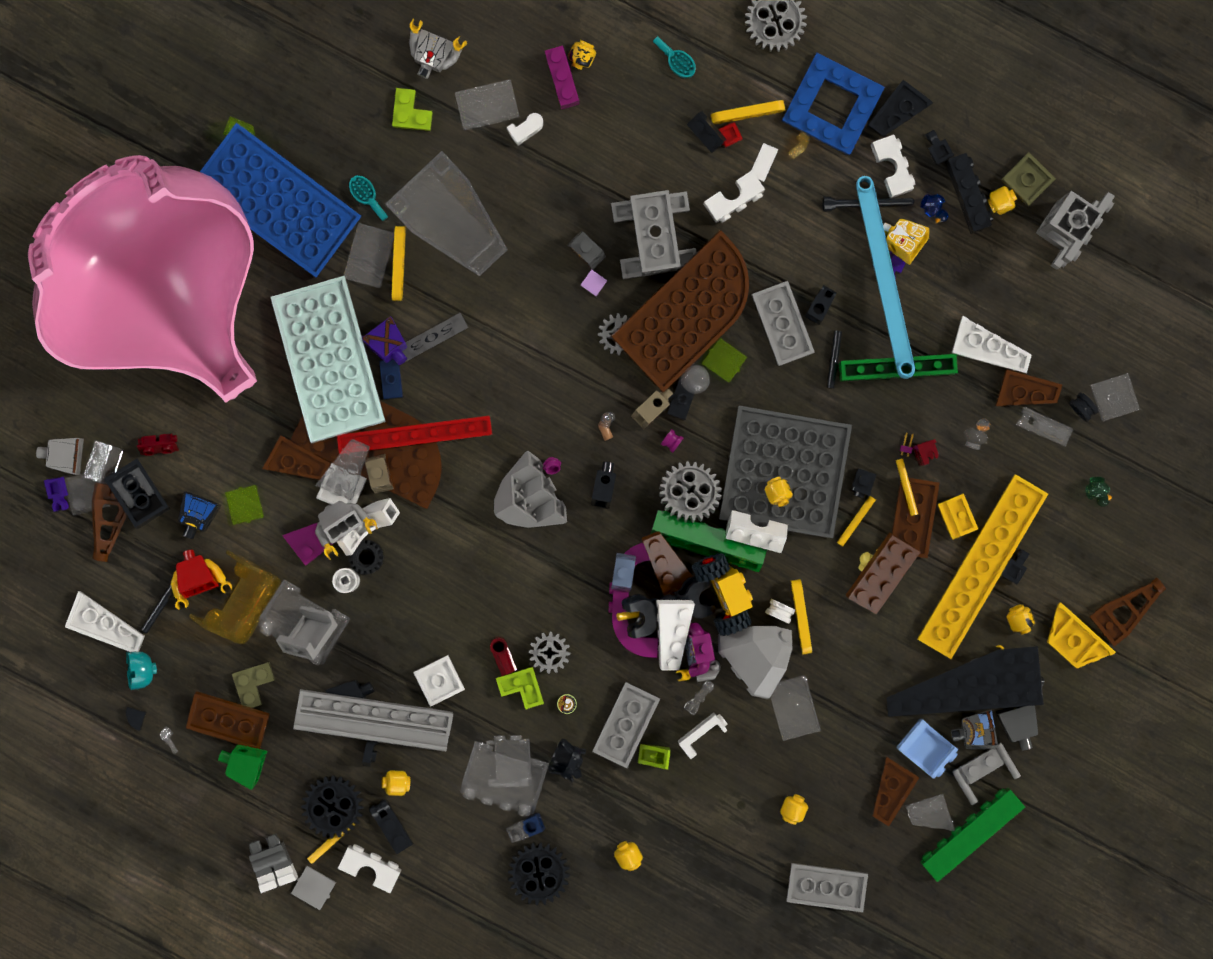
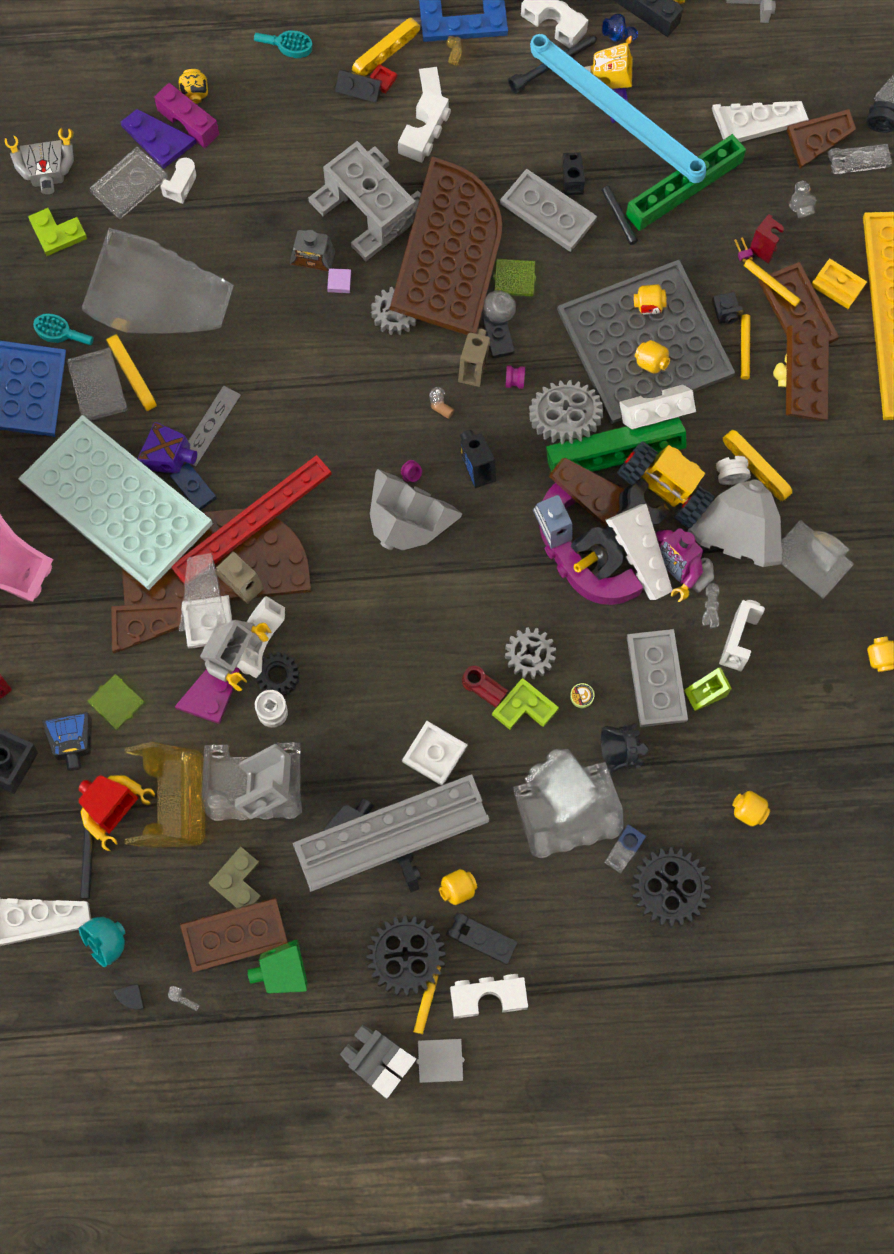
camera: 35 degrees left, 15 degrees down
(530, 81) = (157, 138): none -> dark purple wing
(806, 709) = (825, 549): none -> clear brick
(807, 446) = (650, 299): none -> yellow head

